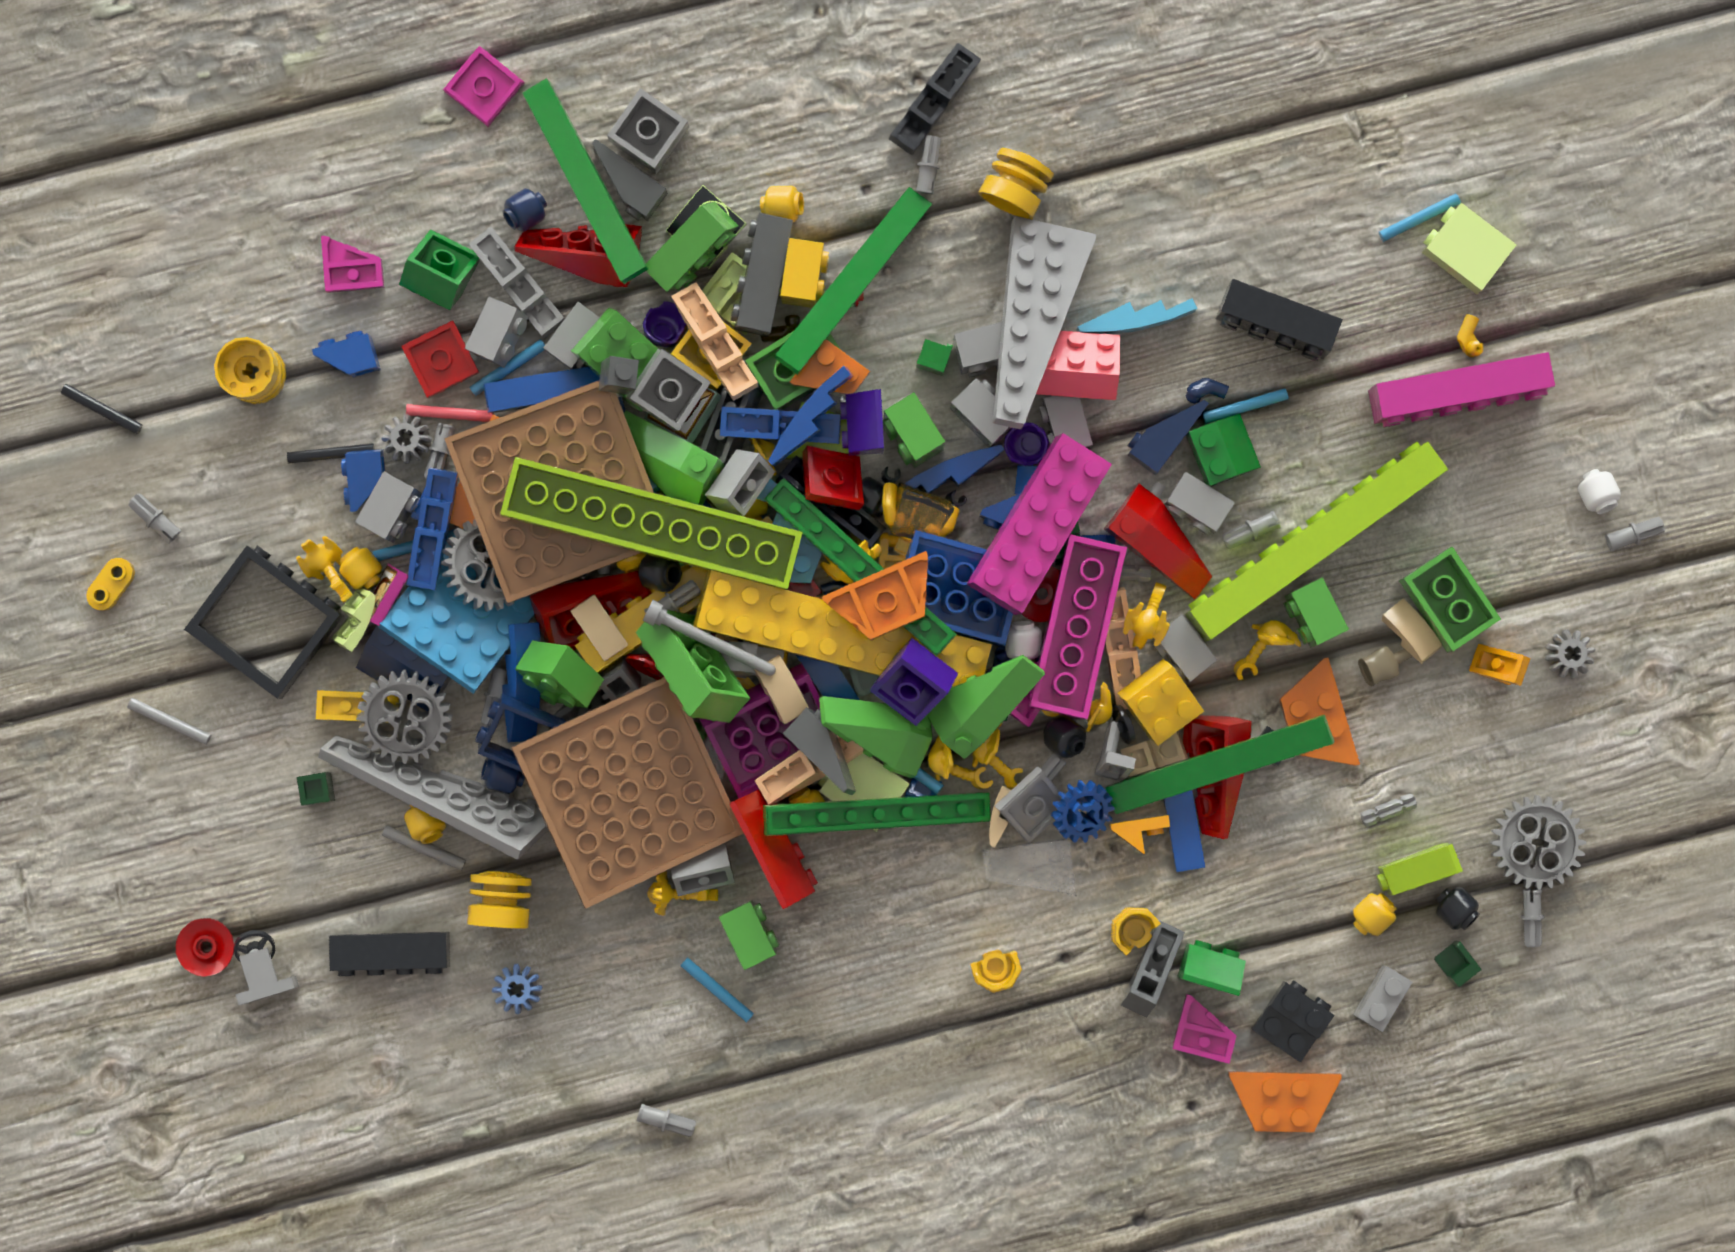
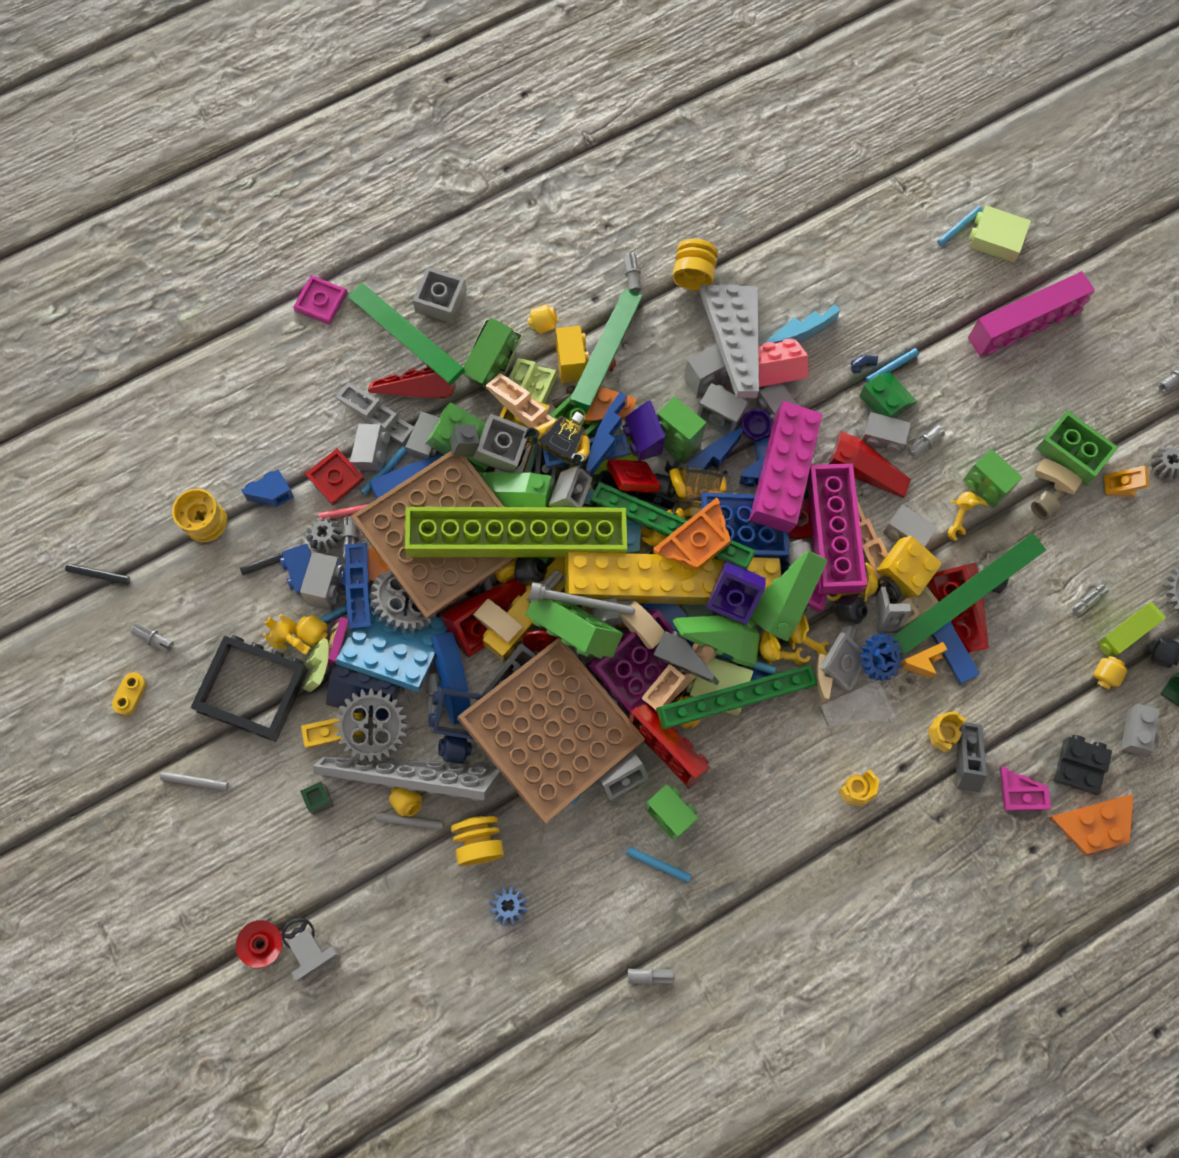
camera: 20 degrees left, 15 degrees down
(349, 268) = (256, 434): dark pink wing -> none
(389, 951) = (402, 906): black brick -> none
(439, 269) = (318, 419): green slope -> none
(524, 210) = (368, 366): dark blue head -> none
(559, 674) = (477, 660): bright green brick -> none
(635, 188) = (439, 331): dark grey slope -> none
(661, 893) = (596, 801): yellow piece -> none
(664, 325) = (485, 407): dark purple hair -> none
(750, 411) = (563, 439): none -> torso
(763, 274) = (544, 361): dark grey brick -> none
(934, 98) = (623, 233): black slope -> none
(934, 357) = (676, 388): green panel -> none
(1146, 622) = (880, 514): yellow piece -> none
(1160, 440) = (845, 399): dark blue slope -> none
(1211, 968) = (1013, 742): slope -> none
(1278, 319) = (896, 302): black brick -> none
(1316, 696) = (1008, 535): orange wing -> none
(1319, 539) = (973, 431): lime brick -> none
(1467, 339) = (1018, 287): yellow arm -> none
(1599, 491) = (1144, 356): white head -> none

